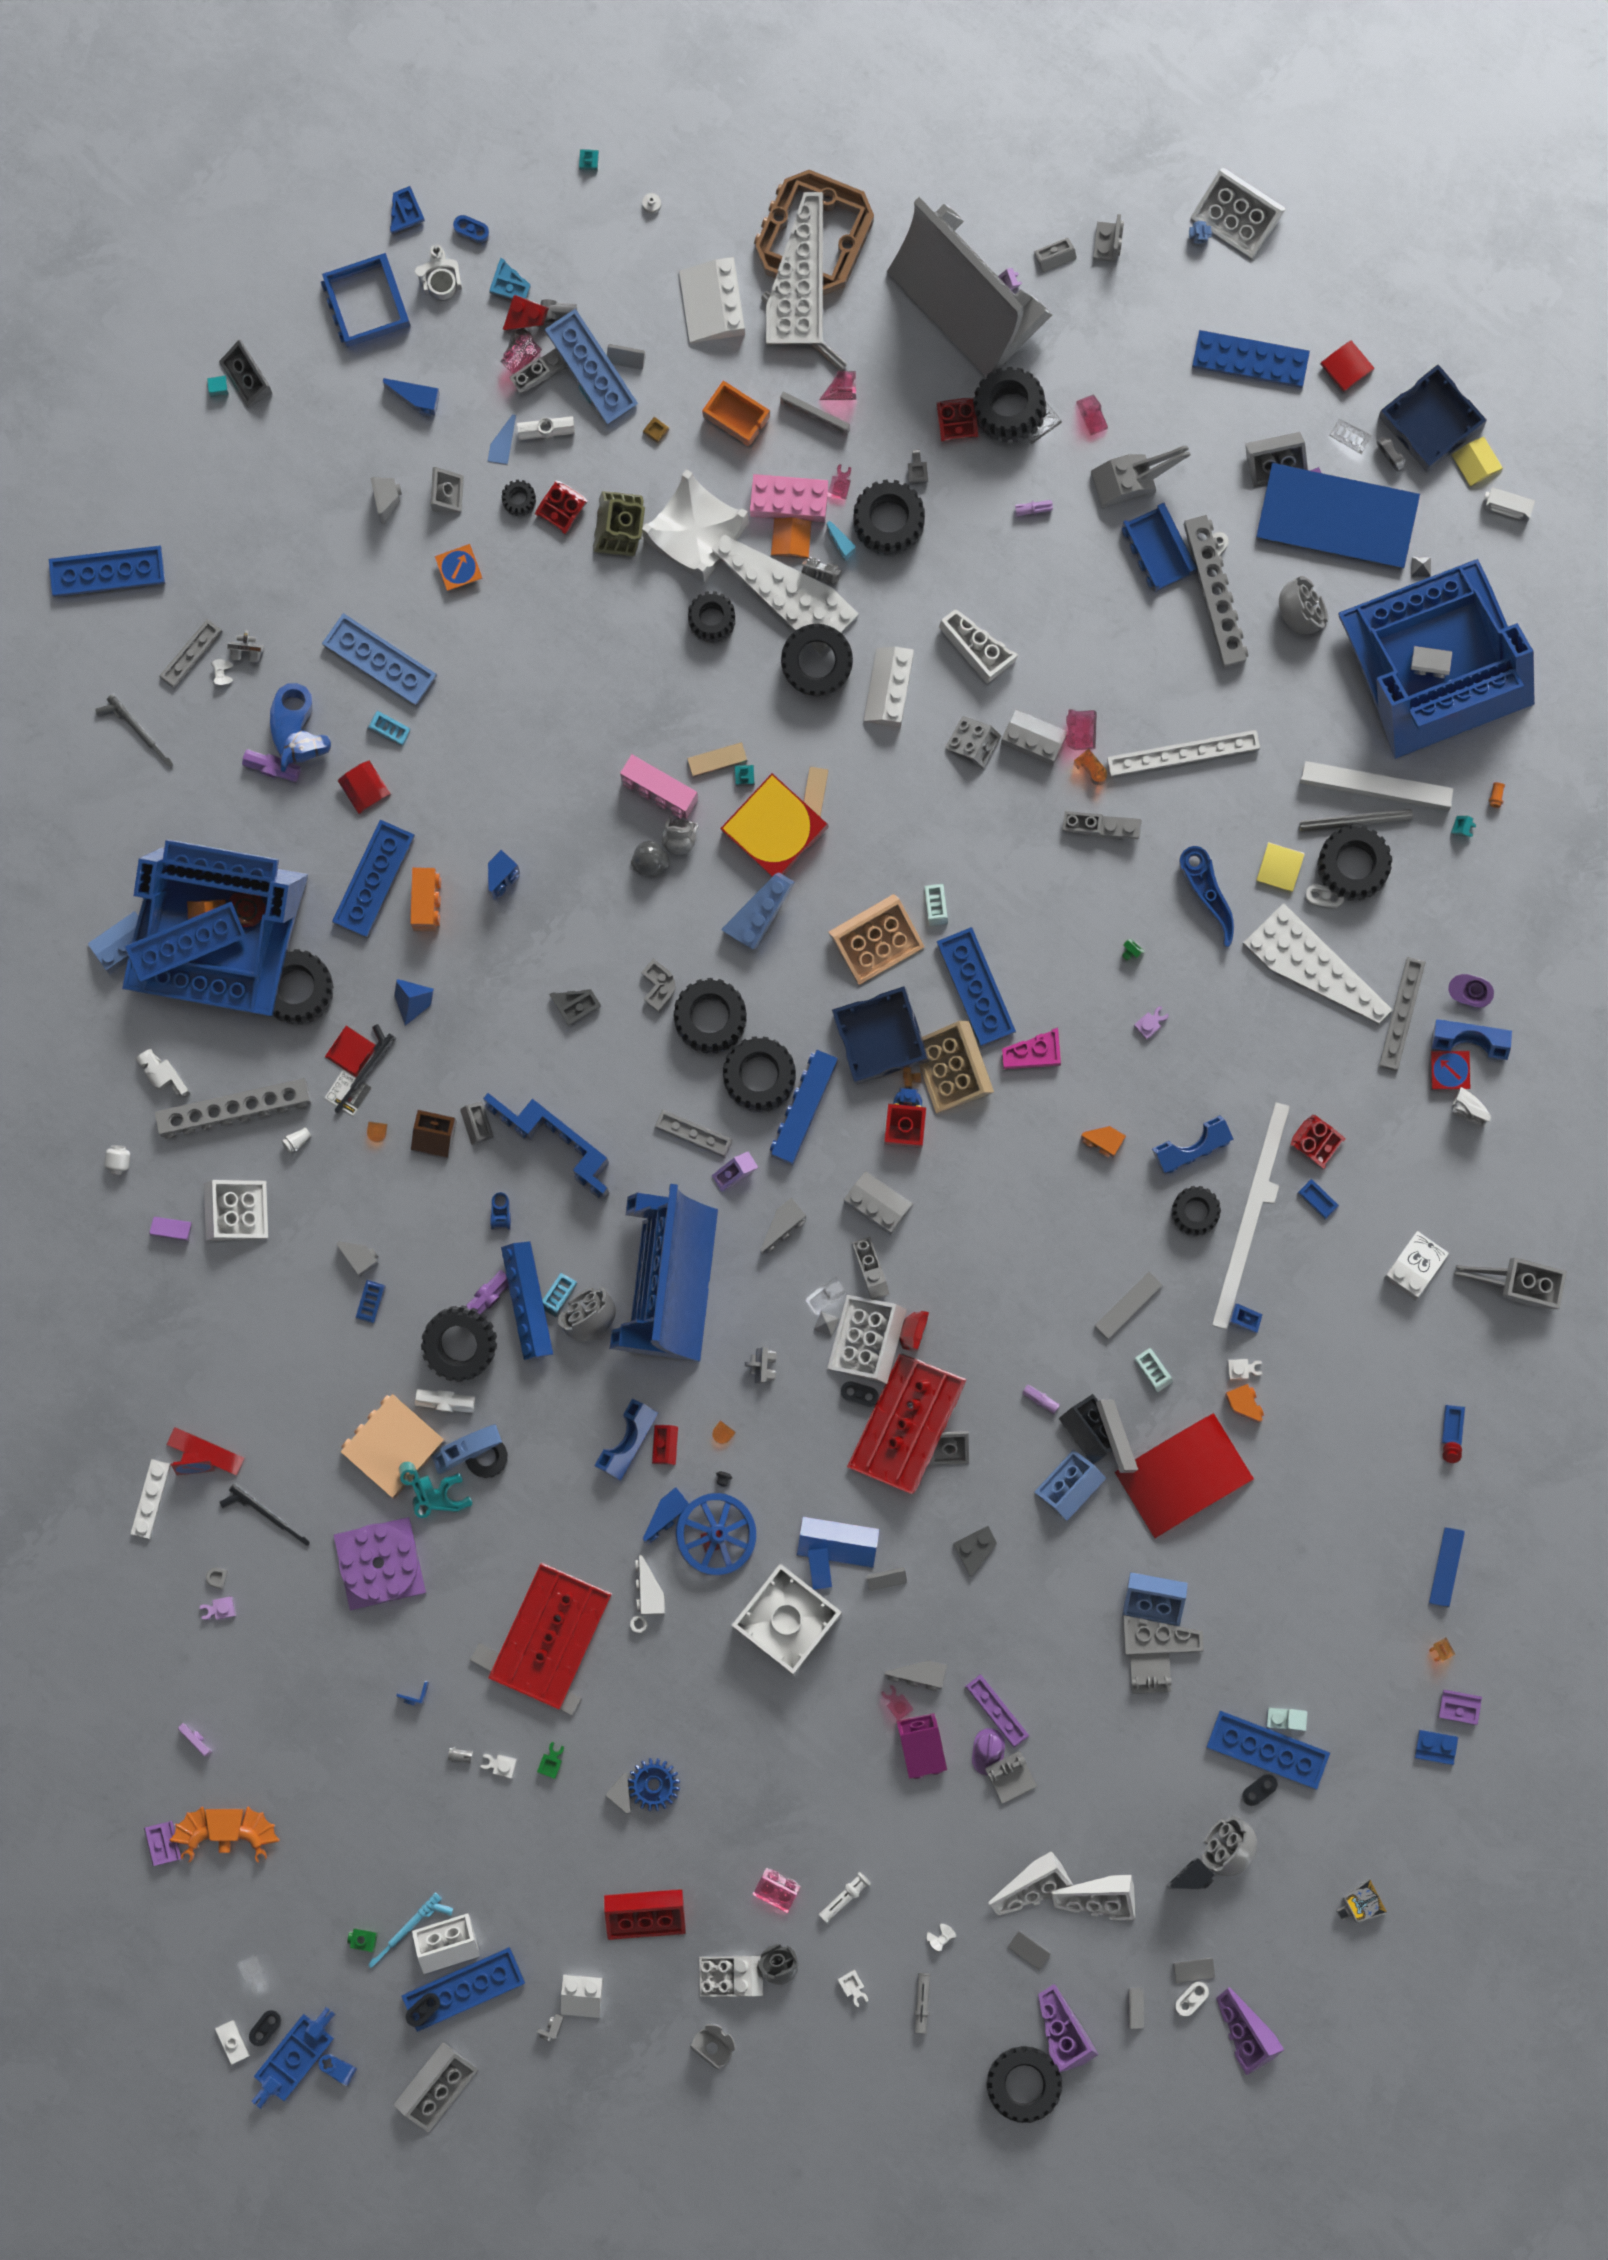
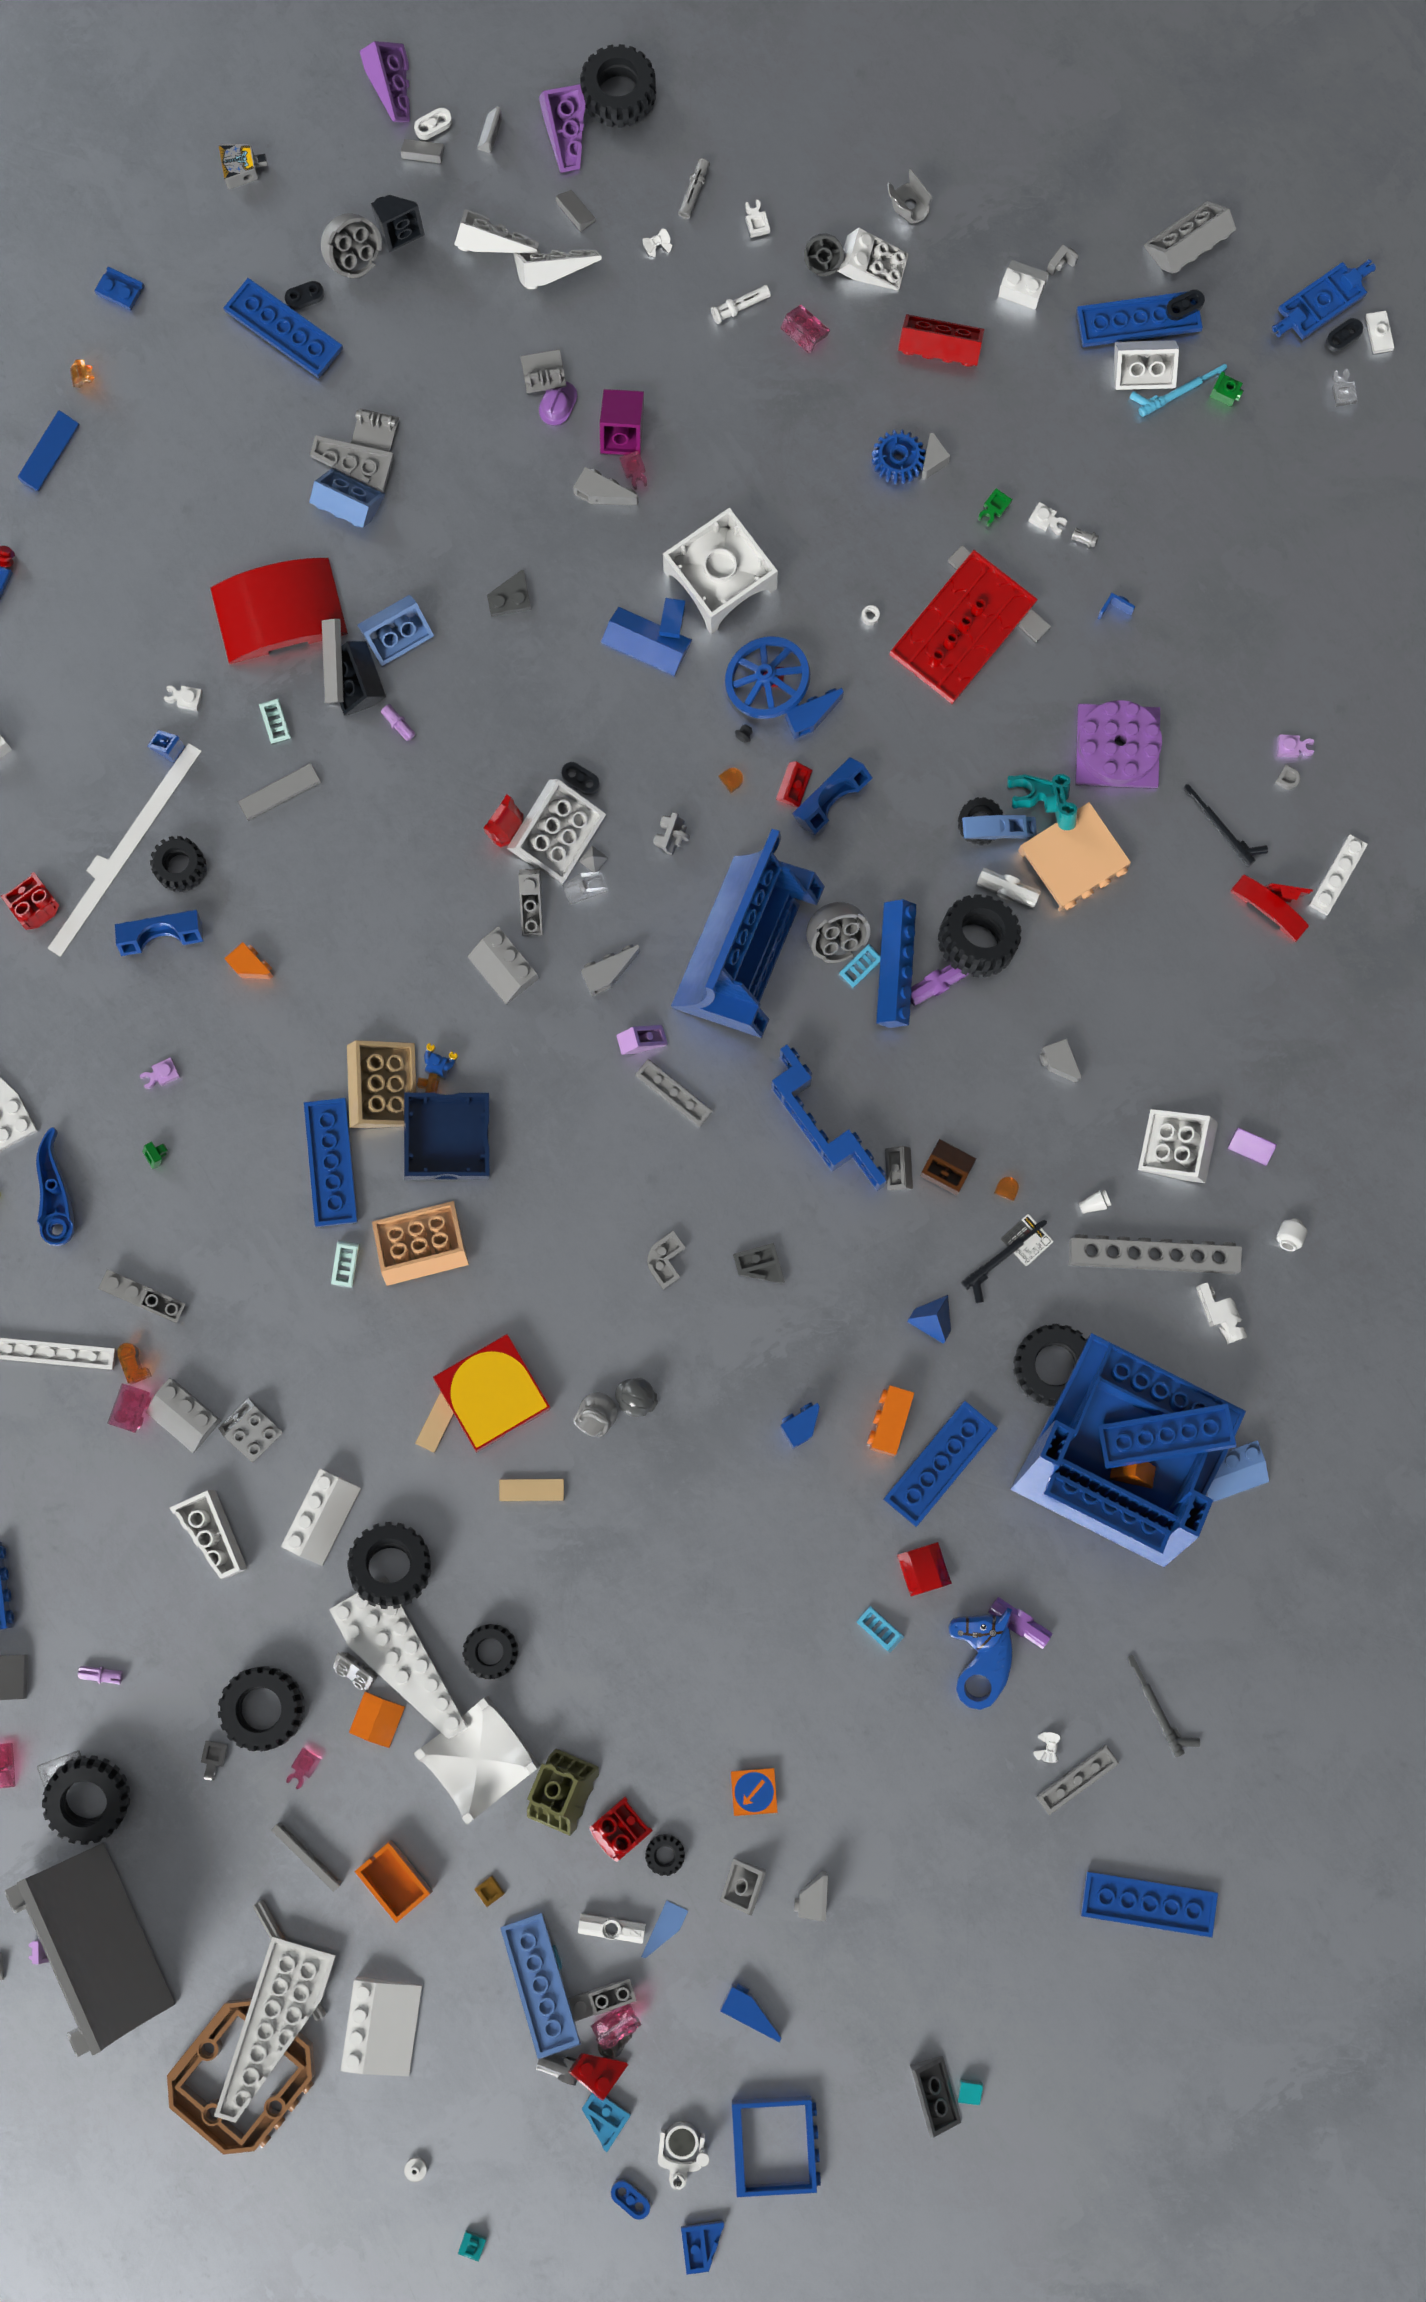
camera: 165 degrees left, 0 degrees up
(158, 1843) = (1406, 534): medium lavender plate -> none
(195, 1738) = (1349, 623): lavender plate -> none
(224, 1826) = (1339, 530): orange torso -> none
(236, 648) = (1014, 1770): light grey hips -> none
(248, 908) = (1089, 1457): tile -> none
(341, 2070) = (1282, 278): blue piece -> none
(350, 1051) = (1012, 1283): red piece -> none
(379, 659) = (870, 1711): medium blue plate -> none
(379, 1296) = (1049, 1025): blue slope -> none
(500, 1213) = (899, 1062): blue piece -> none
(626, 356) = (497, 1988): light grey slope -> none
(651, 1596) = (849, 638): white slope -> none
(659, 787) = (602, 1473): bright pink brick -> none
(717, 1040) = (607, 1182): black tyre -> none
(744, 775) = (507, 1464): teal tile -> none
(758, 913) = (539, 1300): medium blue wedge -> none
(759, 1099) = (586, 1103): black tyre -> none
(789, 497) = (364, 1764): bright pink brick -> none
(804, 1107) = (549, 1085): blue brick -> none
(842, 387) = (266, 1880): clear pink slope -> none
(843, 544) = (321, 1693): medium azure slope -> none
(887, 1579) = (608, 592): light grey slope -> none
(905, 1125) = (450, 1032): red slope -> none
(907, 1423) = (540, 730): red piece -> none
(952, 1449) = (505, 701): light grey slope -> none
(957, 419) = (150, 1804): red slope -> none
(997, 1711) = (537, 437): medium lavender tile -> none
(1035, 1052) = (289, 1076): dark pink wing -> none
(1243, 1403) = (196, 663): orange slope -> none
(1286, 1719) = (255, 353): light aqua slope -> none
(1318, 1199) = (50, 845): blue tile -> none
(1460, 1707) = (82, 317): medium lavender plate -> none

